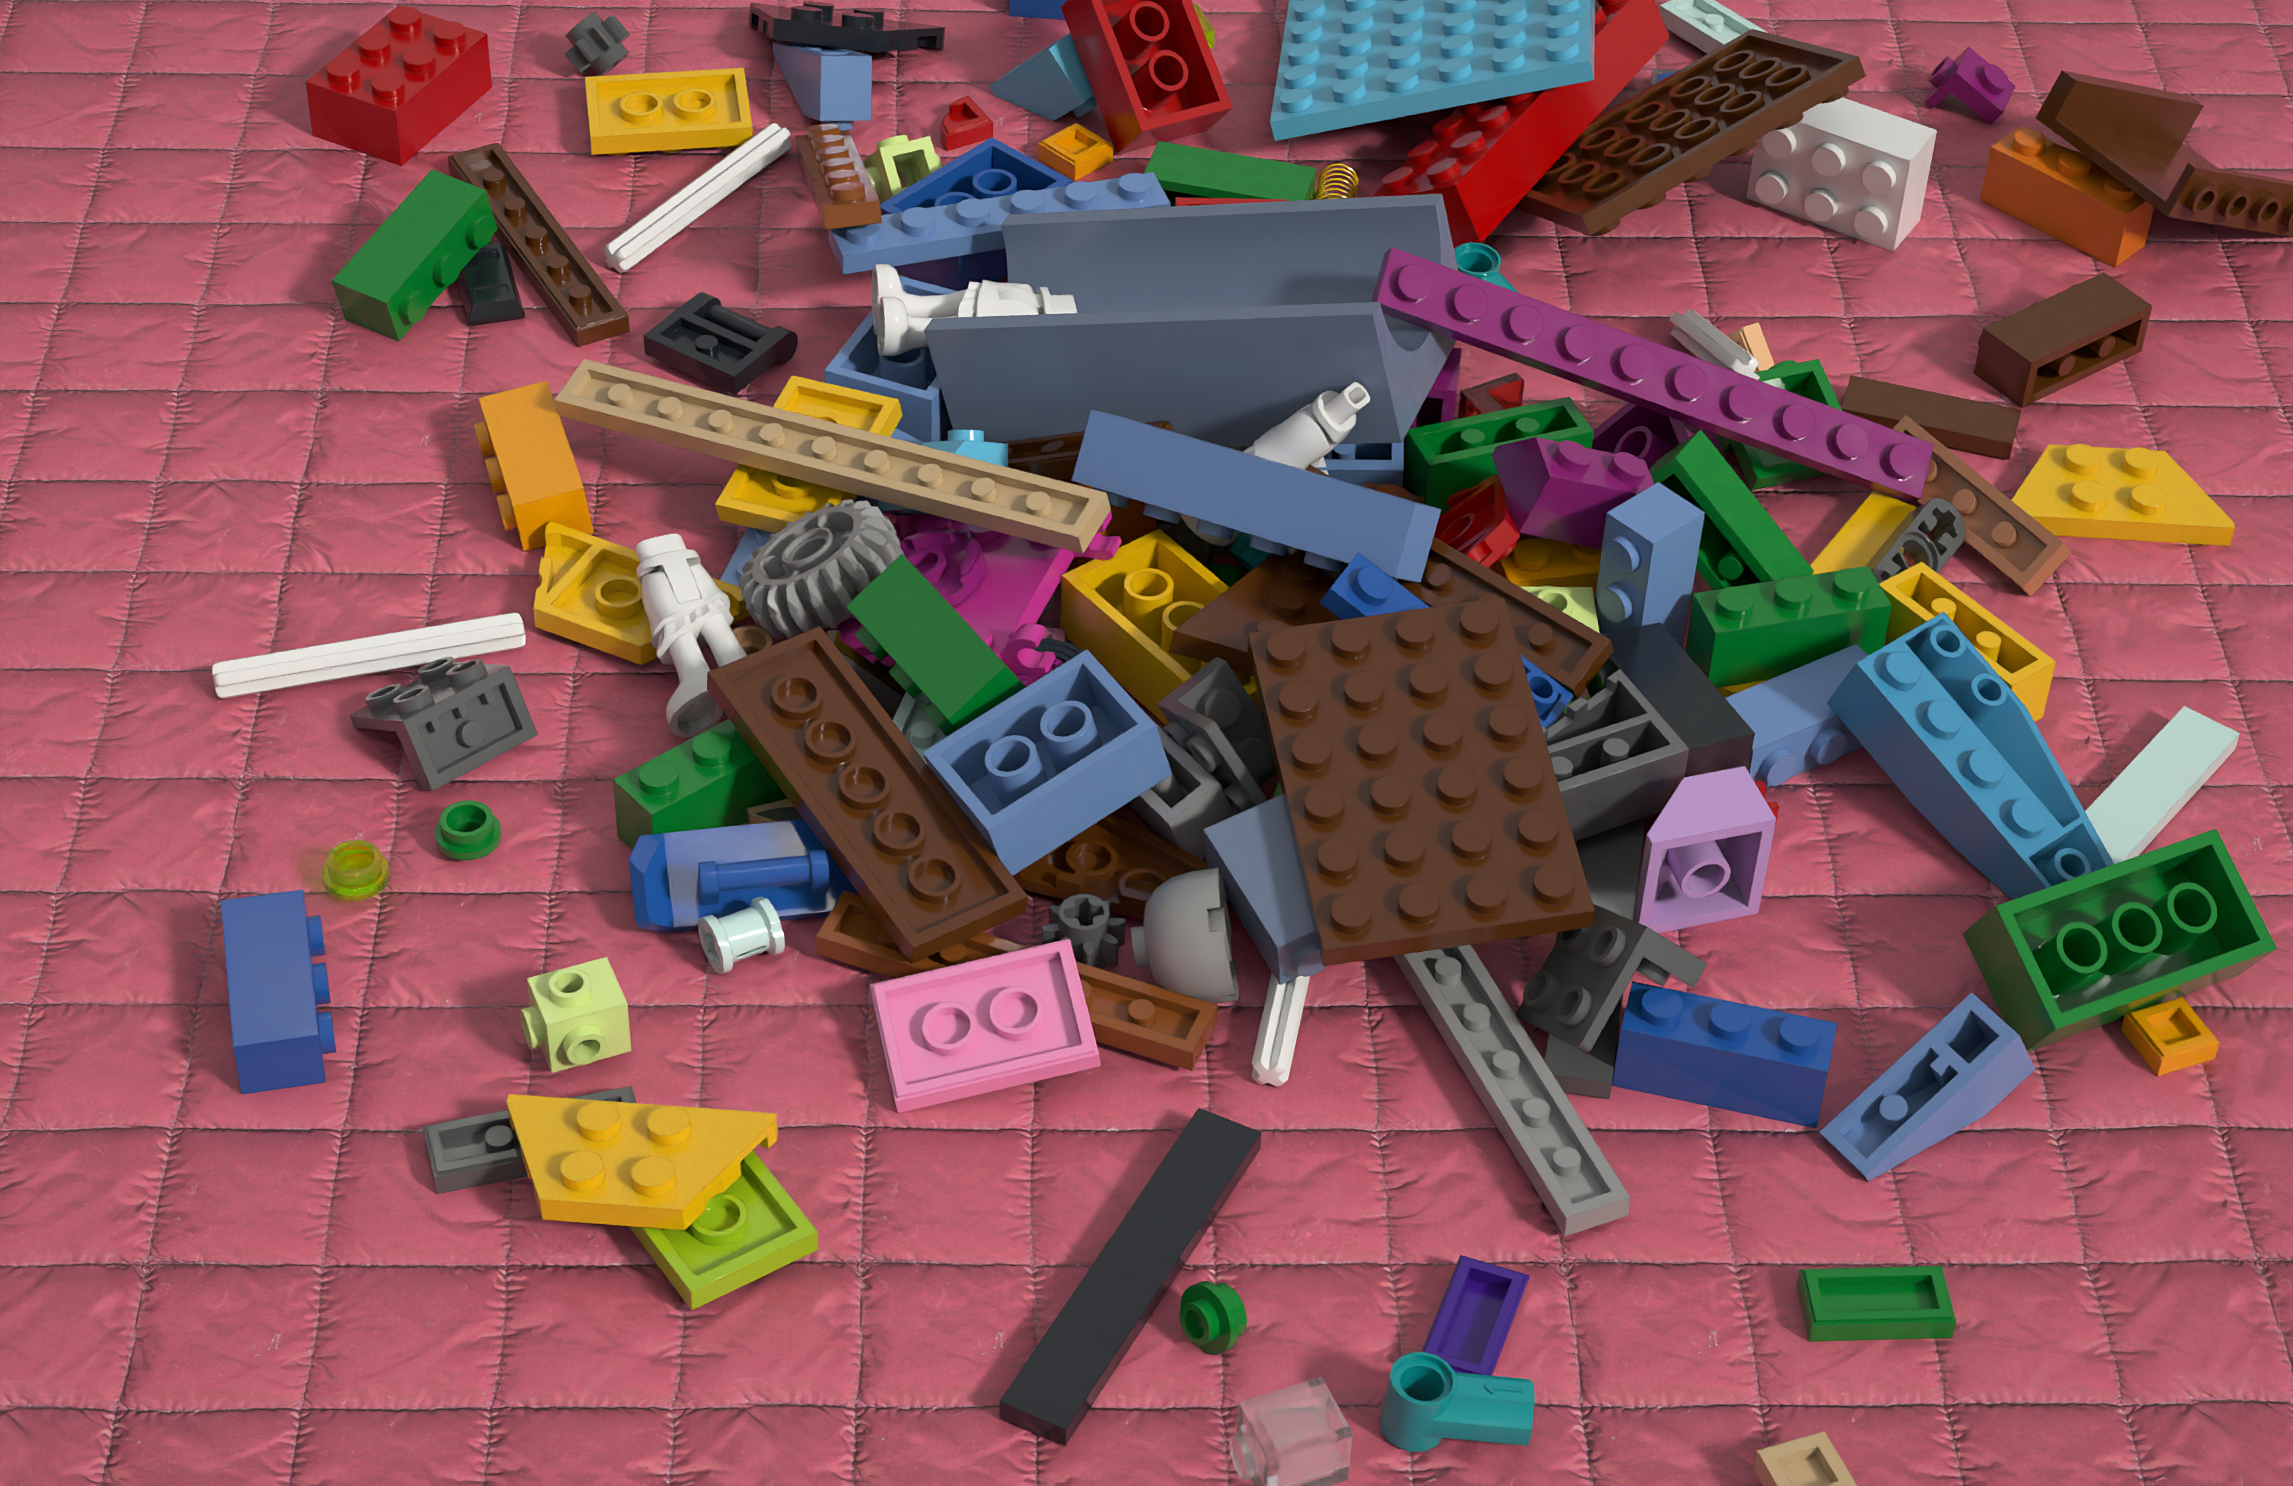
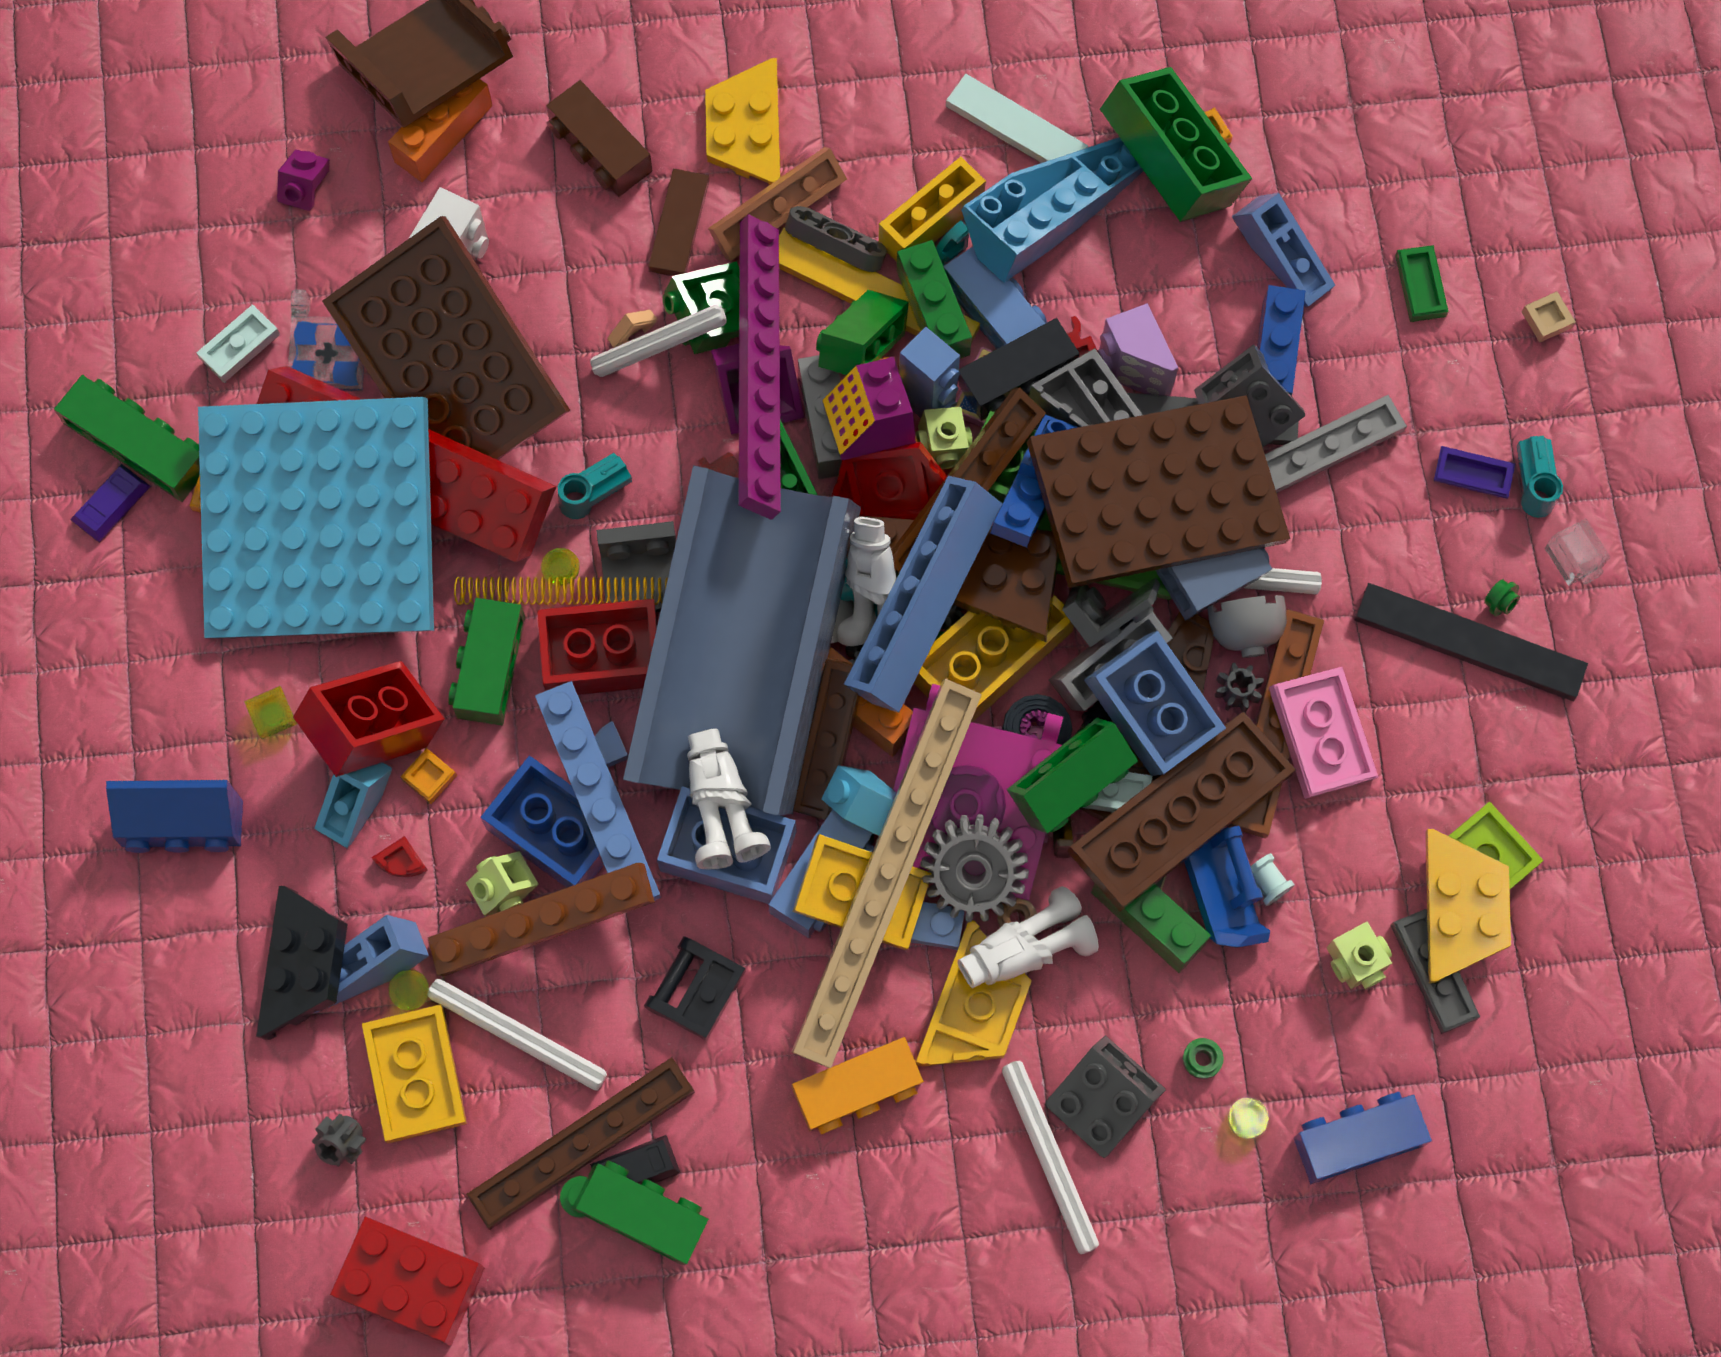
camera: 95 degrees left, 30 degrees up
(781, 107) = (408, 989): none -> clear neon green plate

